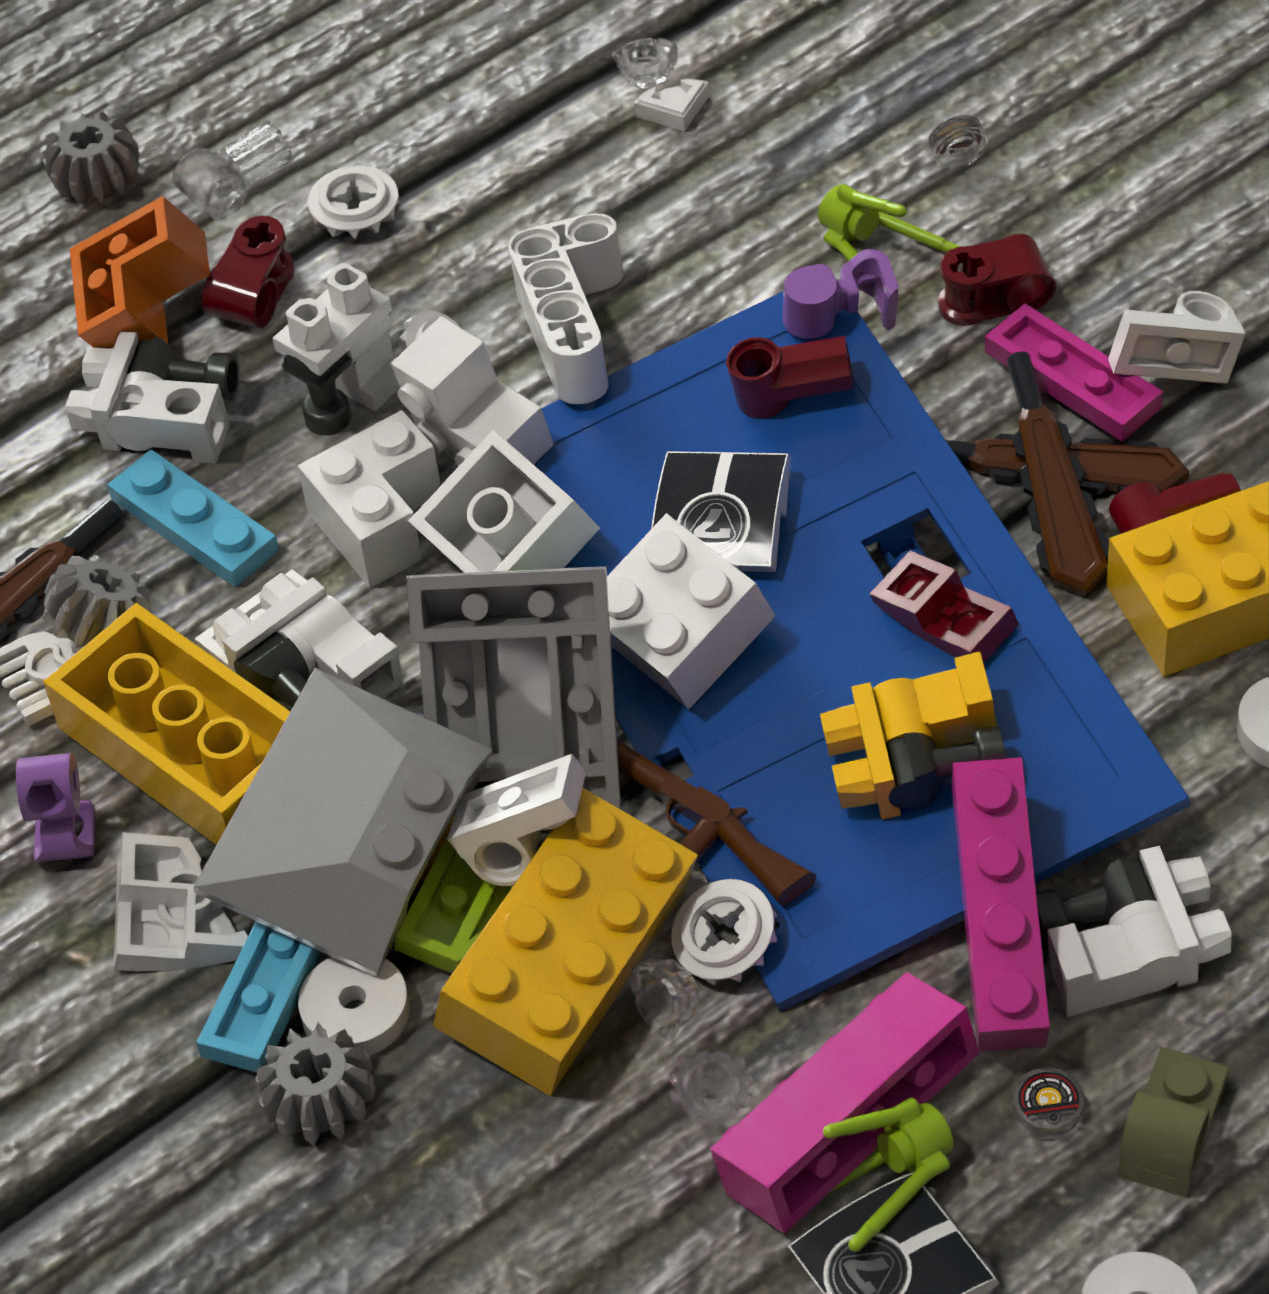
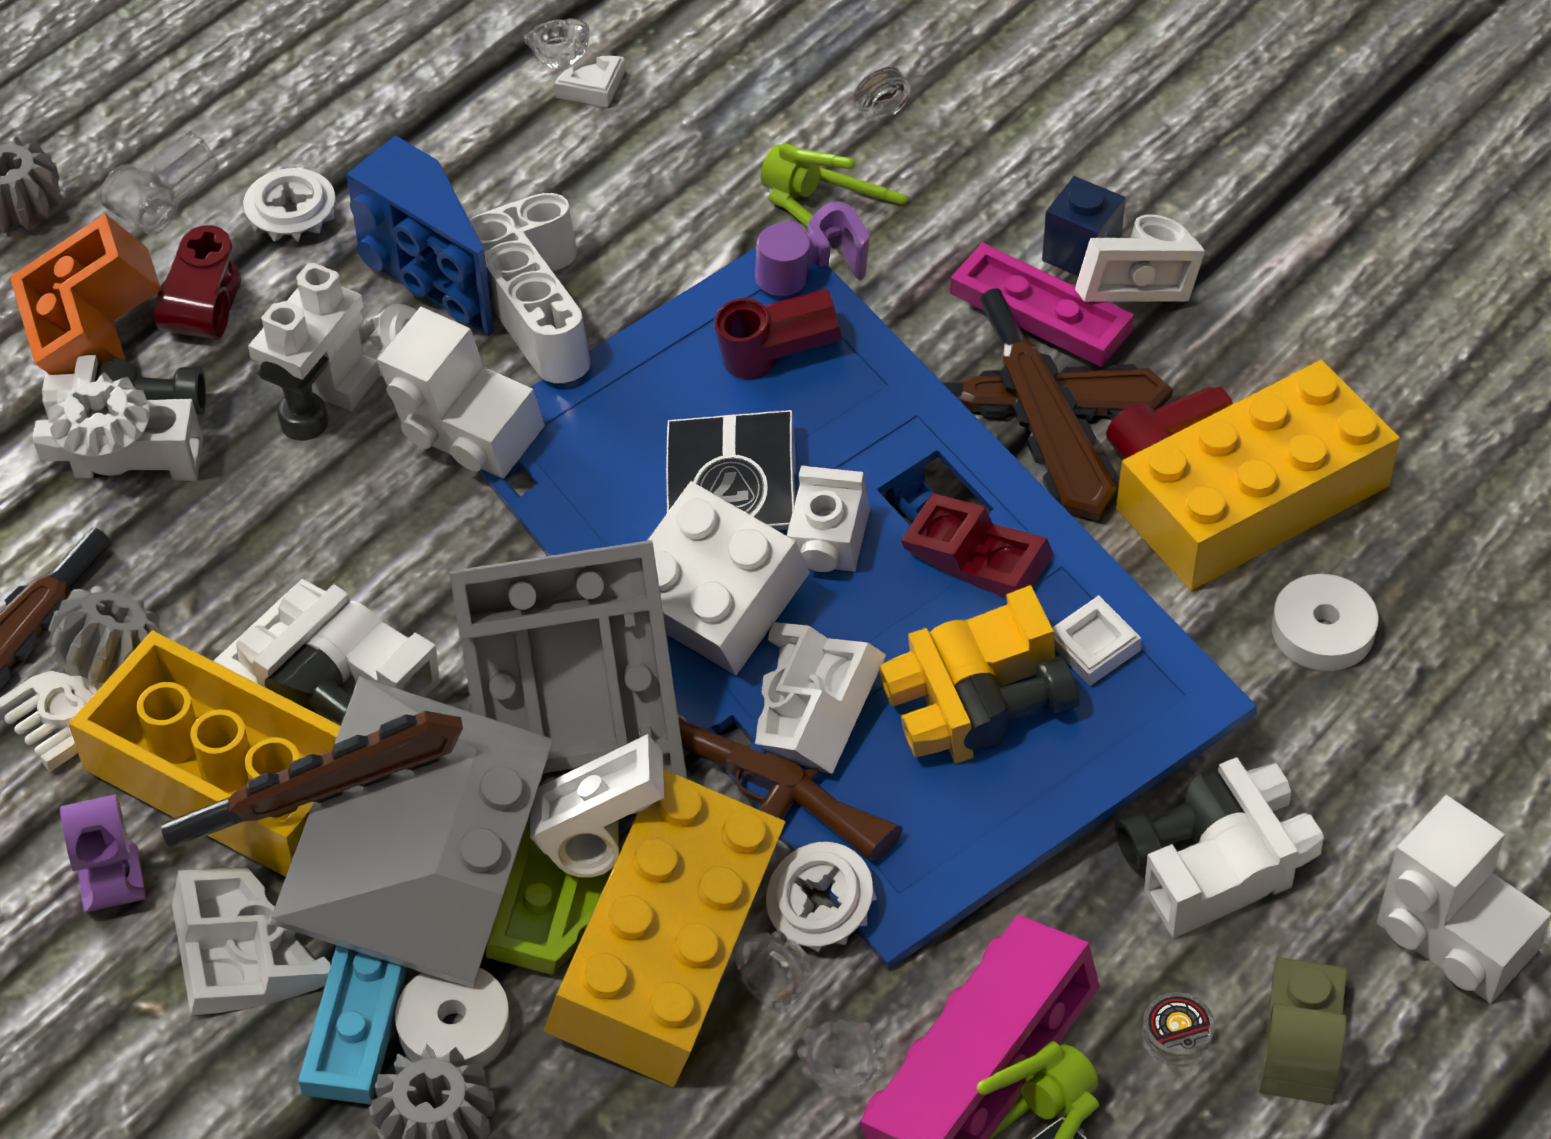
camera: 15 degrees left, 0 degrees up
(126, 409) = (99, 433): none -> white gear
(193, 518) = (185, 538): medium azure plate -> none
(289, 747) = (356, 761): none -> reddish brown sword
(367, 494) = (367, 493): white brick -> none
(463, 239) = (419, 232): none -> blue slope
(503, 514) = (514, 501): white brick -> none
(756, 737) = (814, 695): none -> white slope
(803, 565) = (830, 518): none -> white brick
(997, 278) = (950, 220): dark red piece -> none
(1000, 905) = (1098, 834): dark pink brick -> none
(1040, 714) = (1095, 640): none -> white tile
(1128, 283) = (1075, 217): none -> dark blue brick

